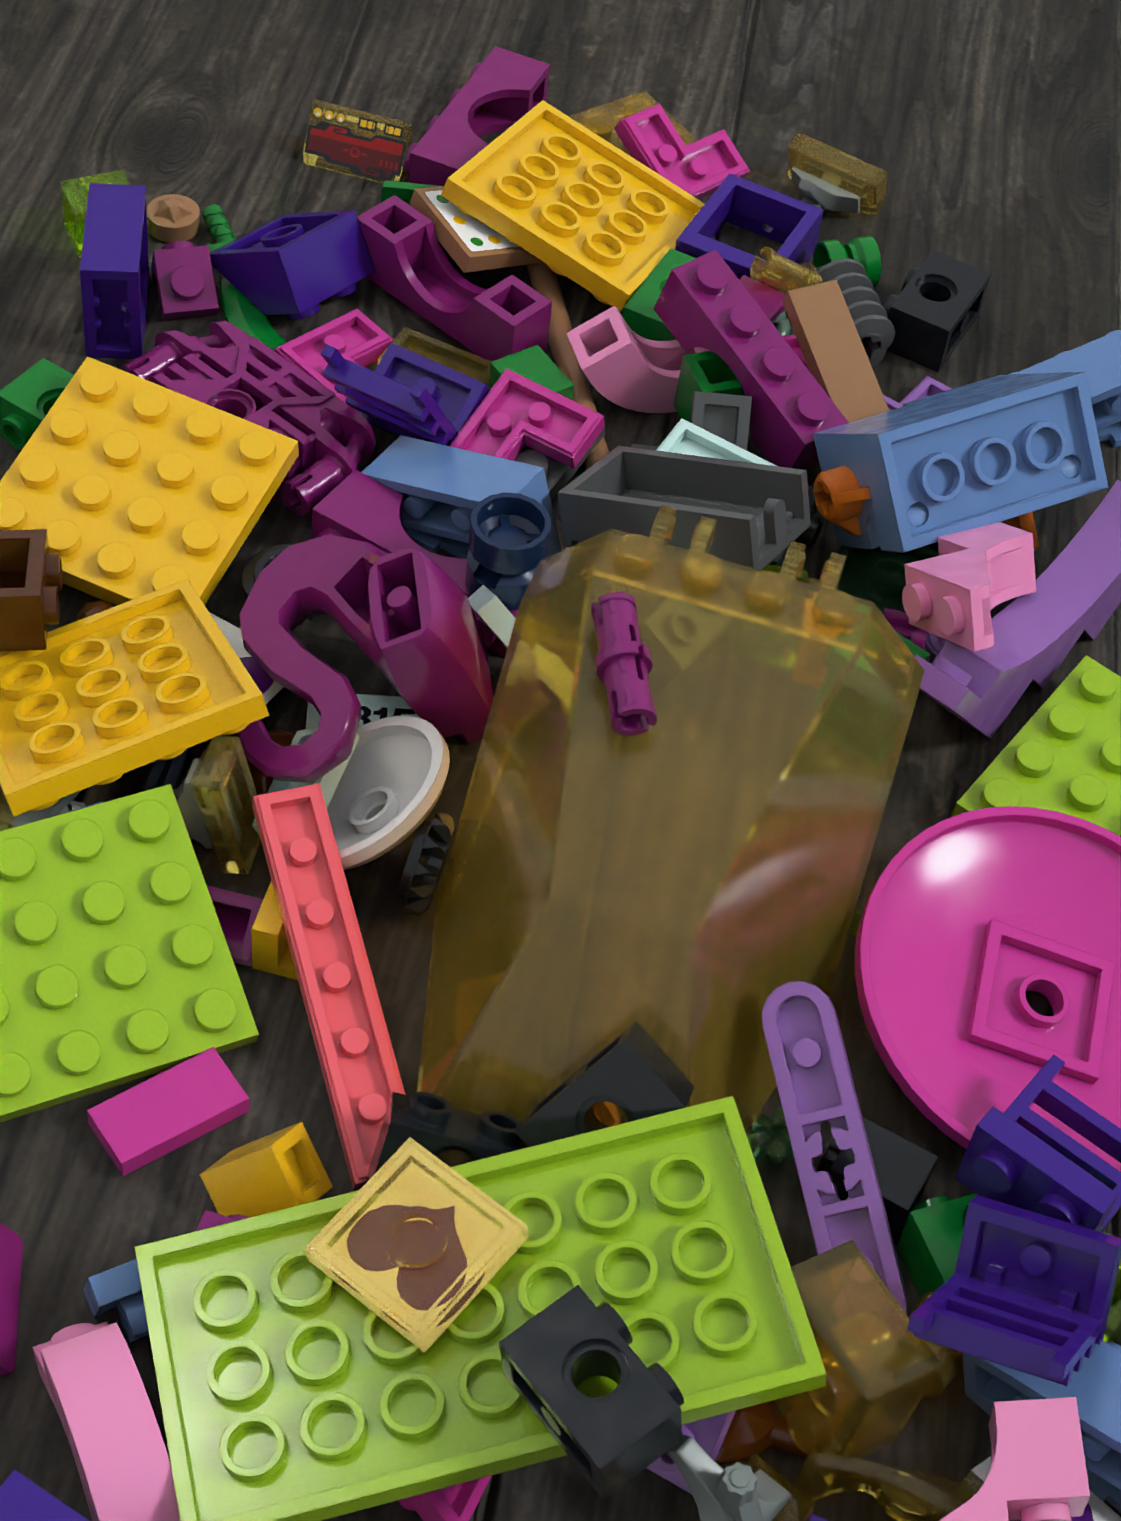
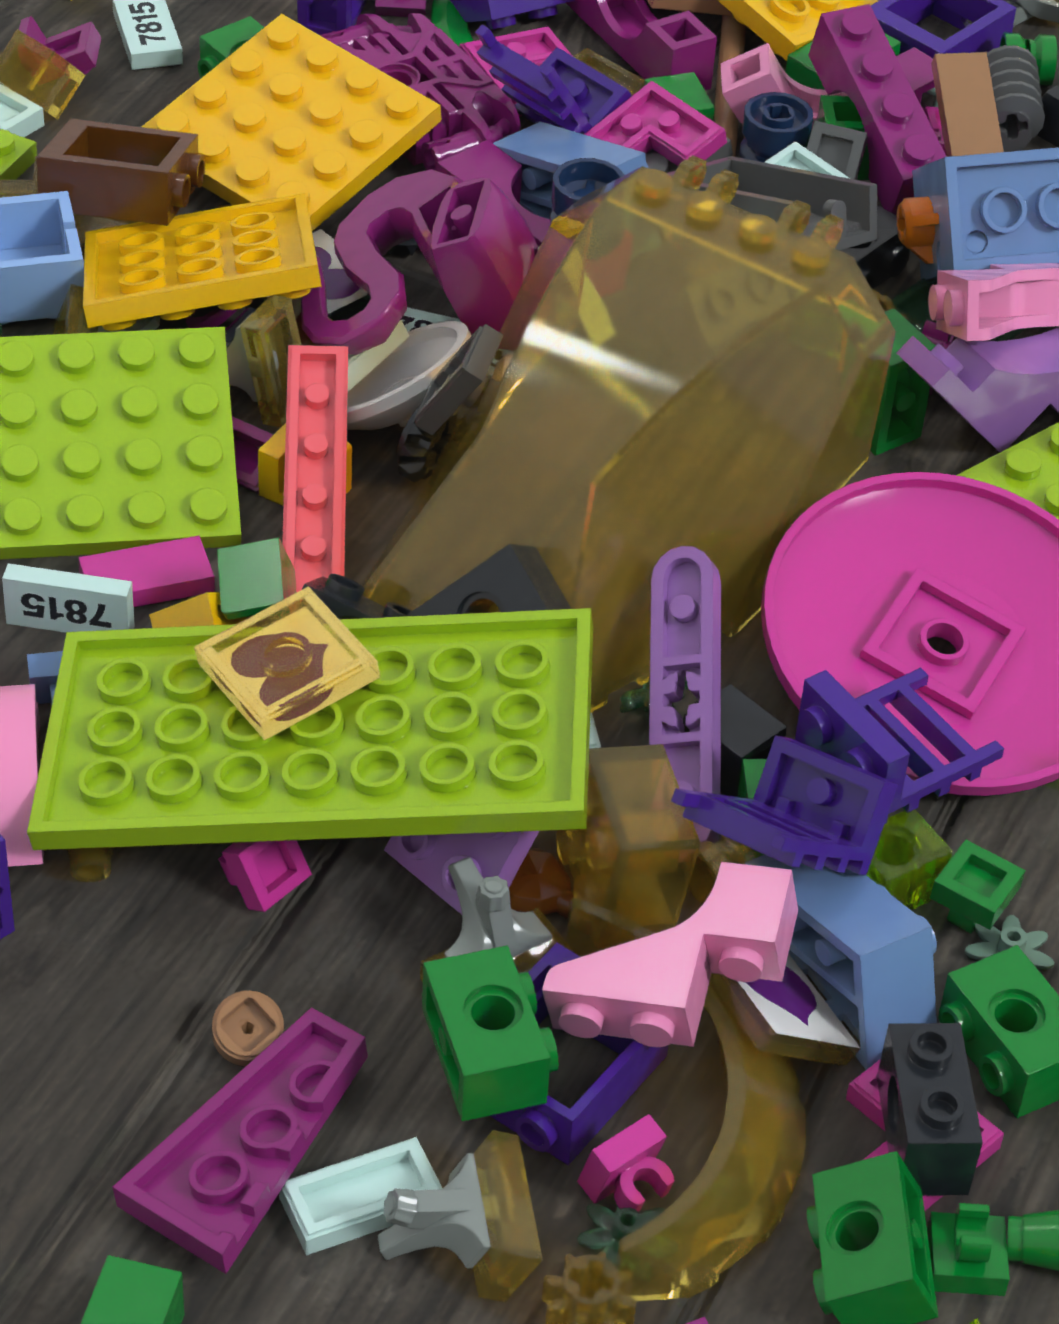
camera: 20 degrees right, 5 degrees down
(98, 1177) = (66, 600): none -> light aqua tile
(317, 1115) = (254, 577): none -> panel
(471, 814) = (459, 379): none -> dark grey plate
(604, 1435) = (381, 776): black brick -> none
(623, 664) = (598, 254): magenta pin -> none
(643, 403) = (774, 123): none -> dark blue wheel
(782, 272) = (944, 41): clear yellow pin -> none

